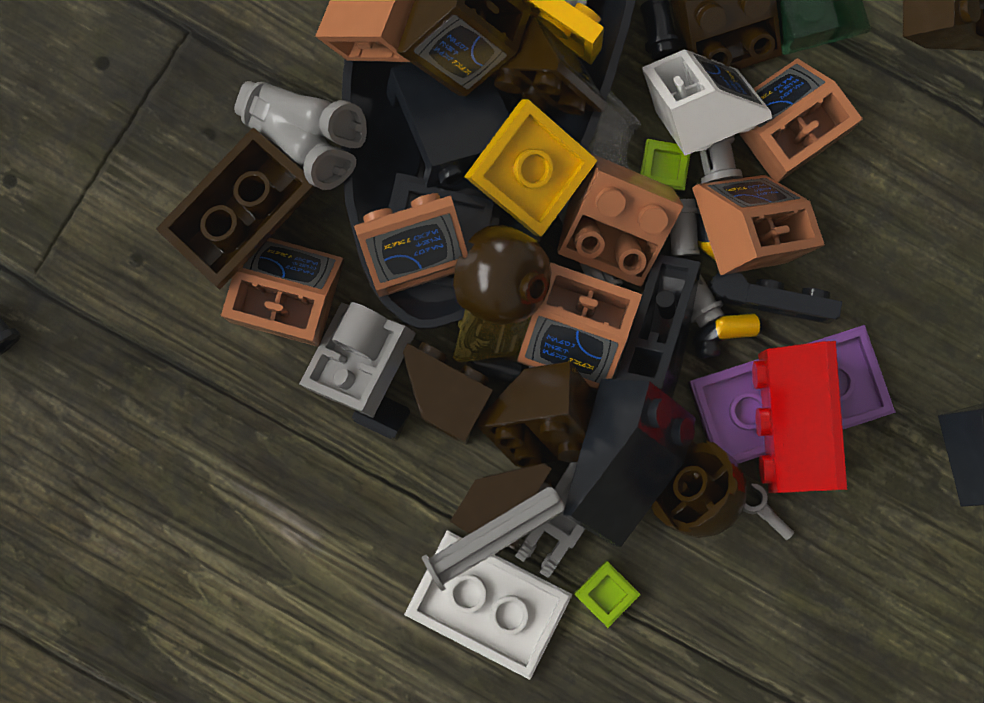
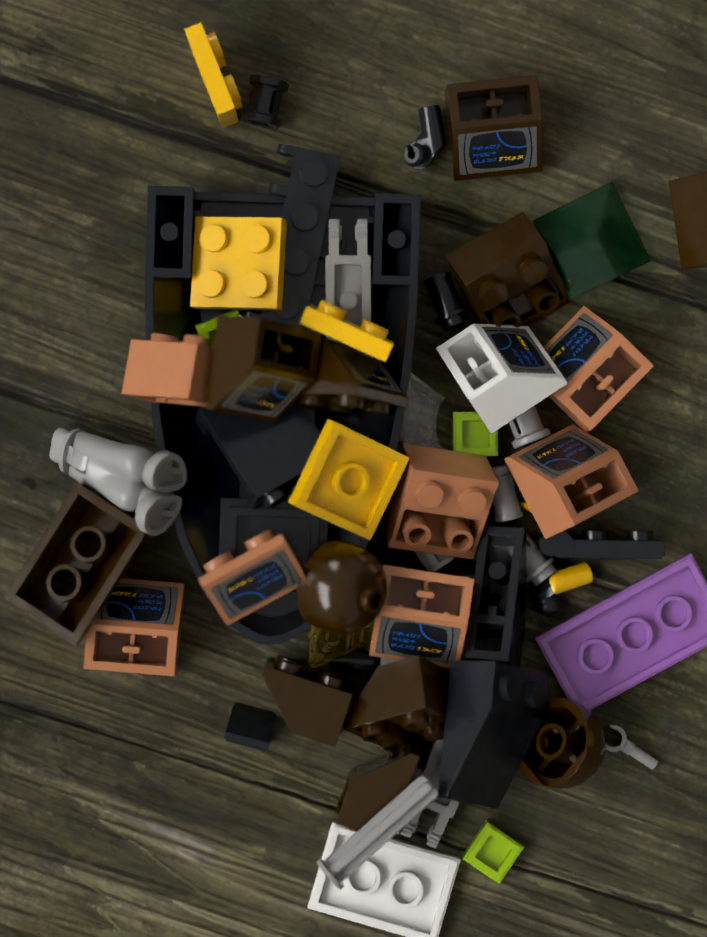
camera: 10 degrees left, 5 degrees up
(357, 358) = (217, 681): light grey plate -> none
(800, 418) = (641, 663): red slope -> none

